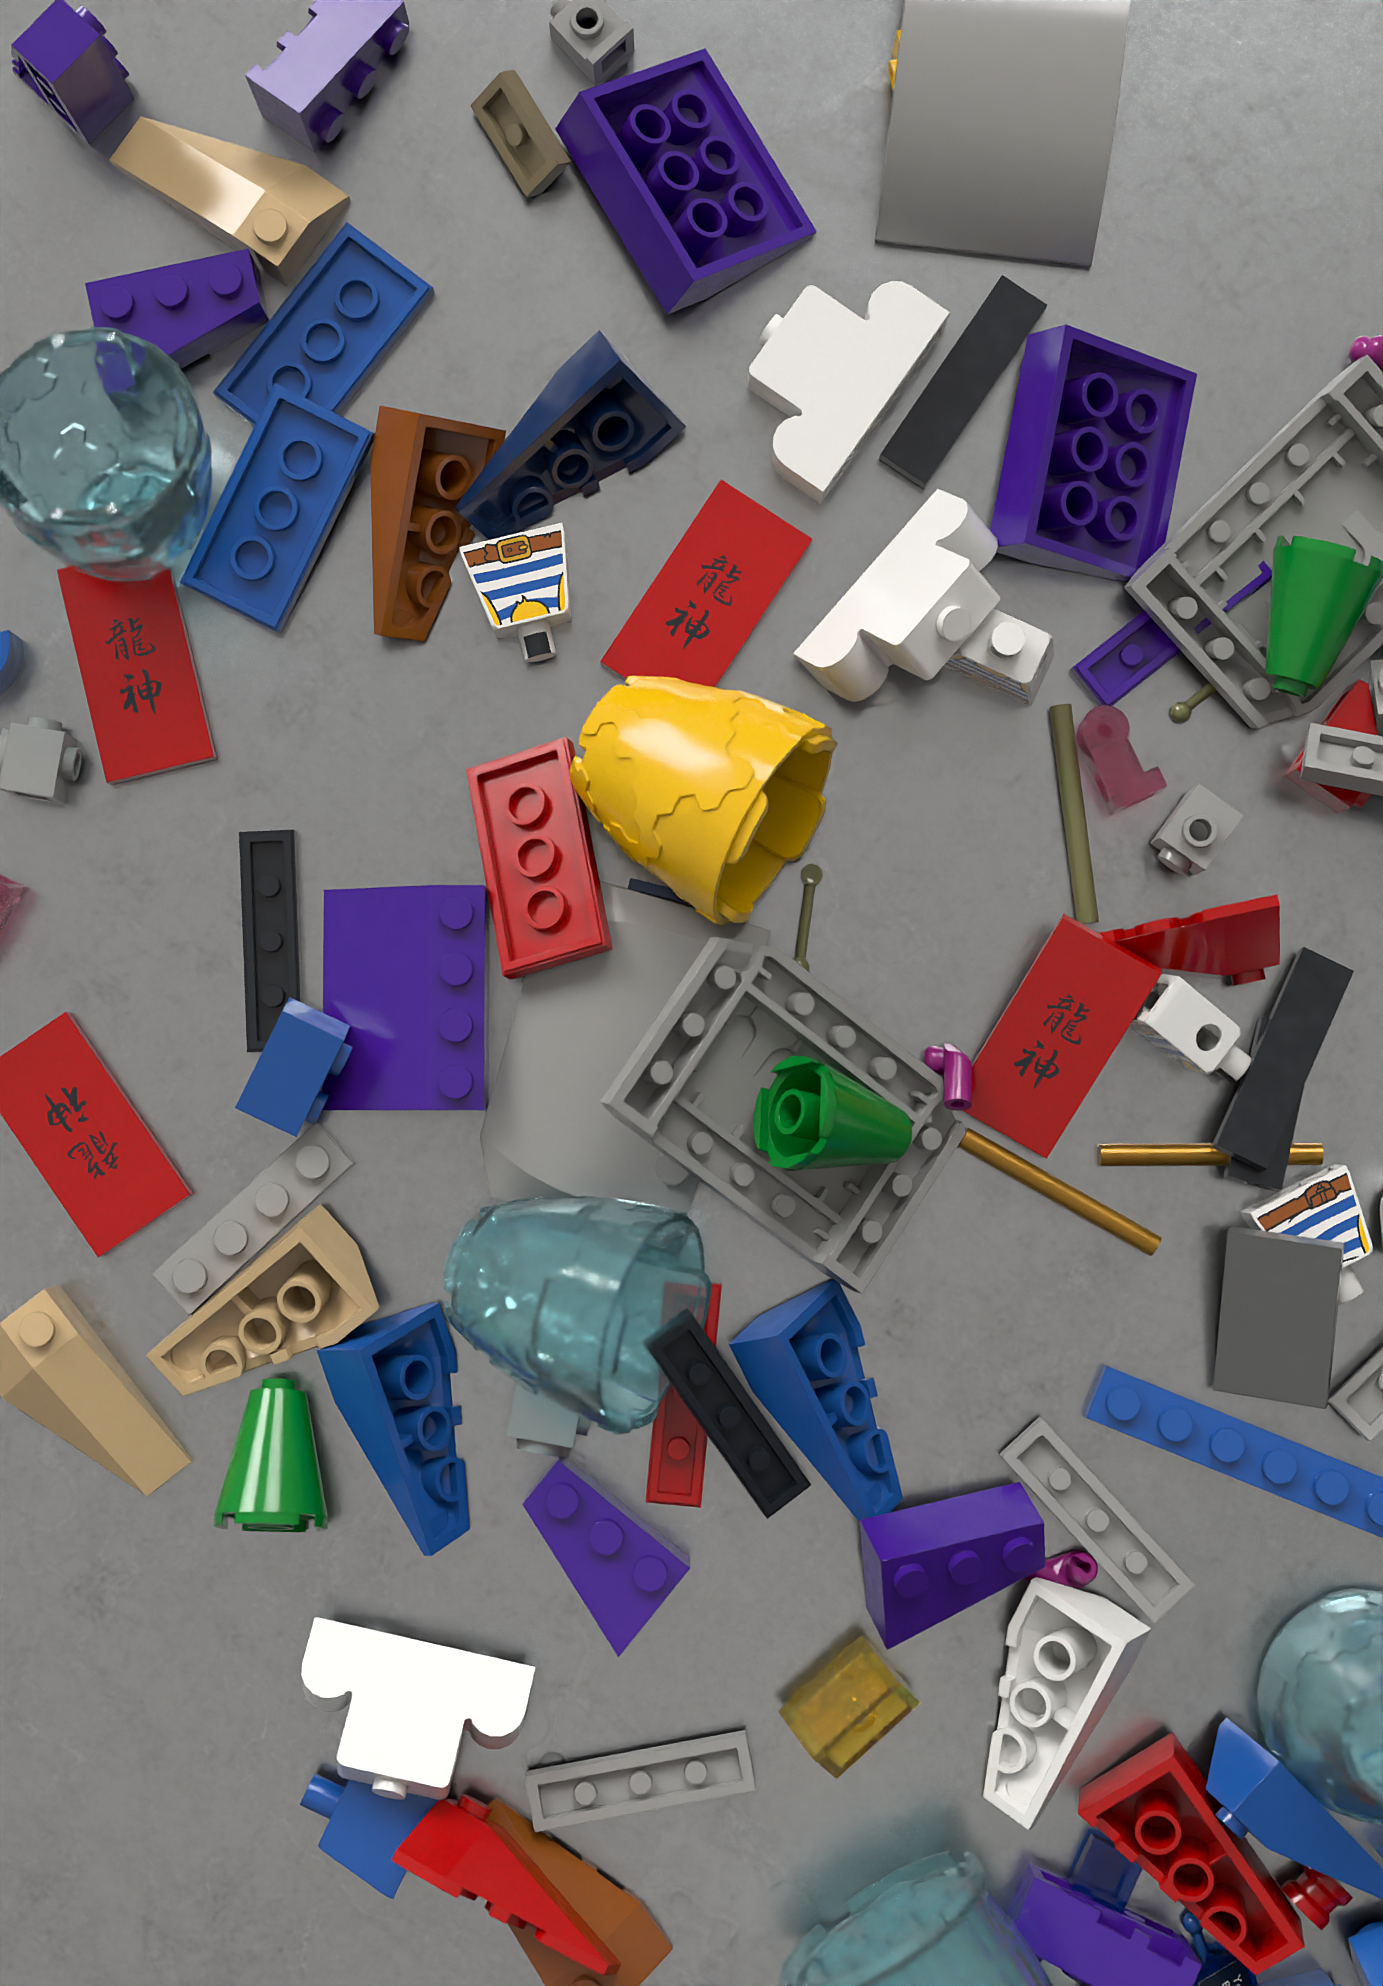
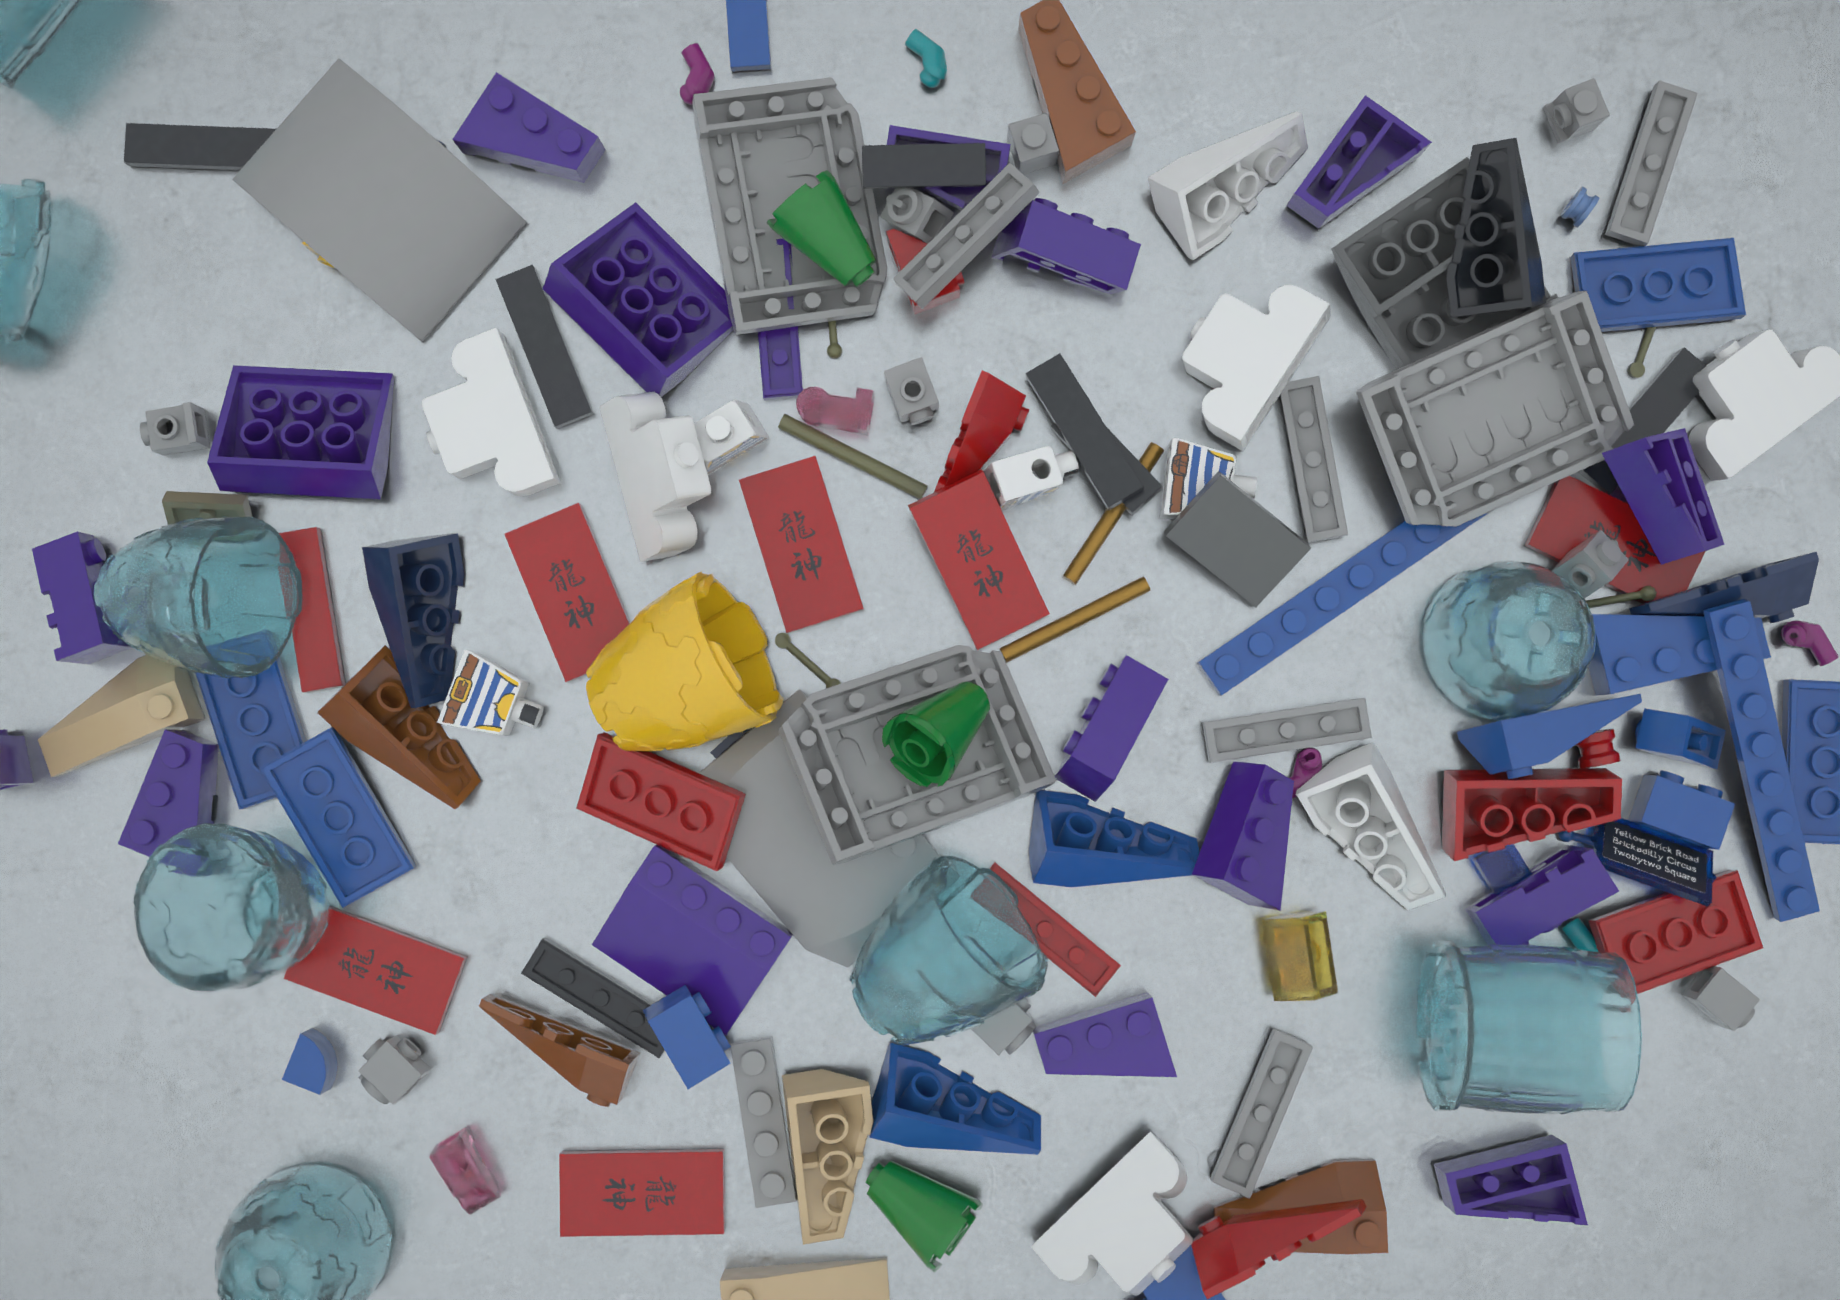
camera: 50 degrees left, 0 degrees up
(190, 965) = (580, 1057): none -> dark orange wedge
(429, 189) = (204, 595): none -> clear light blue piece
(489, 321) = (315, 627): none -> red tile
(726, 1413) = (1073, 912): black tile -> none
(934, 822) = (801, 544): none -> red tile
(957, 1074) = (961, 633): magenta arm -> none
(964, 1314) = (1110, 727): none -> dark purple wedge
(1195, 199) = (527, 132): none -> dark purple wedge

